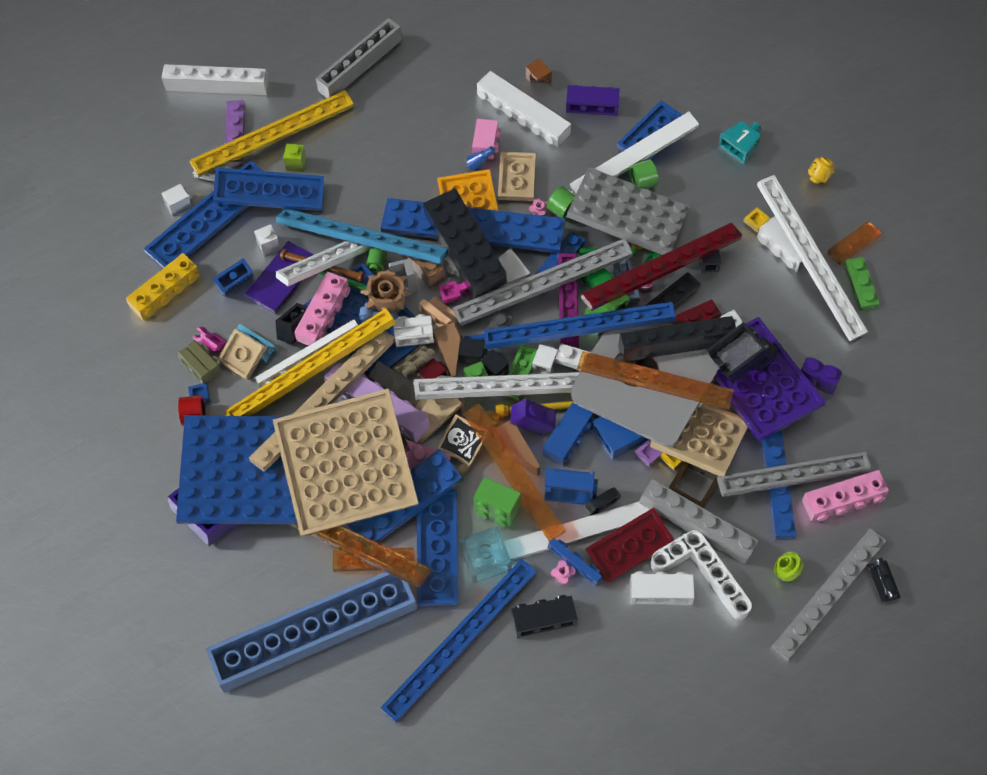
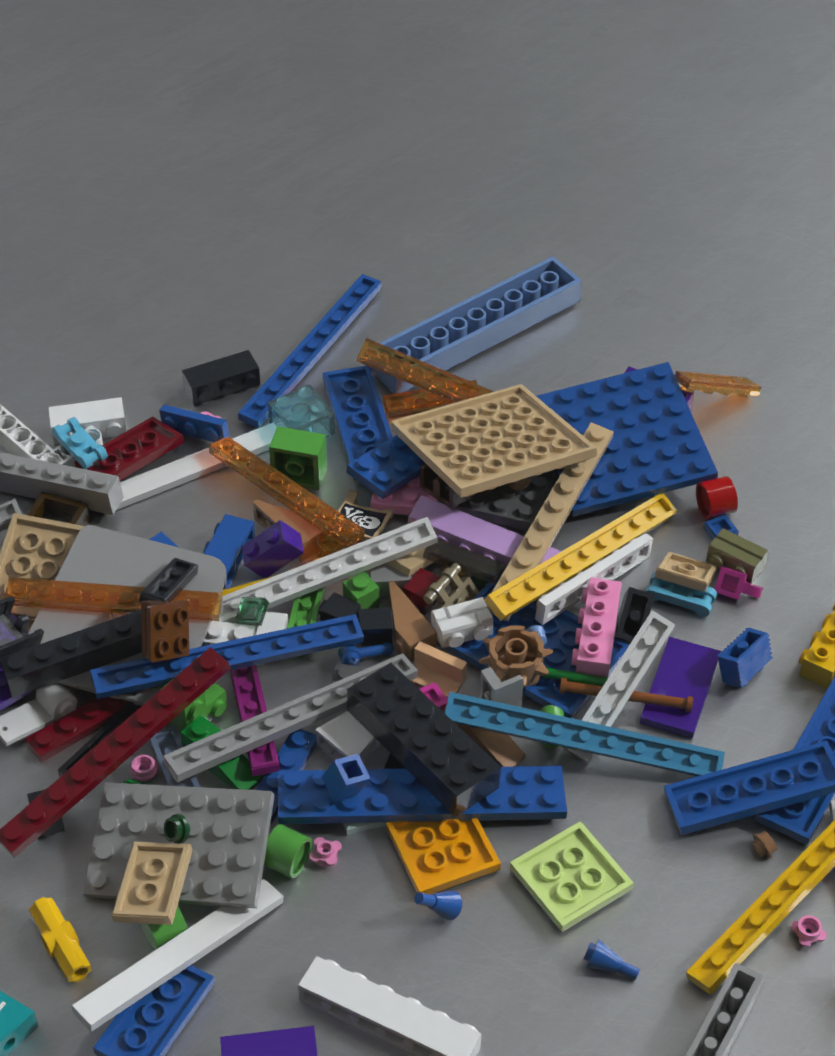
camera: 165 degrees right, 15 degrees down
(142, 510) = (717, 383): none -> clear orange plate
(267, 240) = (723, 721): white brick -> none
(272, 113) = (808, 923): none -> bright pink plate
(277, 165) = (764, 844): none -> medium nougat plate
(294, 157) = (741, 855): lime brick -> none
(397, 120) = (603, 958): none -> blue cone
(397, 167) = (571, 876): none -> yellowish green plate
(485, 136) = (439, 940): bright pink brick -> none
(516, 176) = (372, 895): tan plate -> none
(519, 217) = (345, 777): none -> blue brick
(557, 365) = (252, 611): none -> clear green tile
(570, 486) = (210, 486): blue window -> none
(602, 501) = (169, 492): black beam -> none
(614, 370) = (170, 581): none -> black tile
(626, 320) = (165, 630): none -> reddish brown bracket
(629, 202) = (176, 828): none -> dark green plate
(647, 181) = (152, 883): none -> tan tile
(670, 545) = (80, 443): none -> medium azure plate
(704, 181) = (60, 939): none -> yellow piece

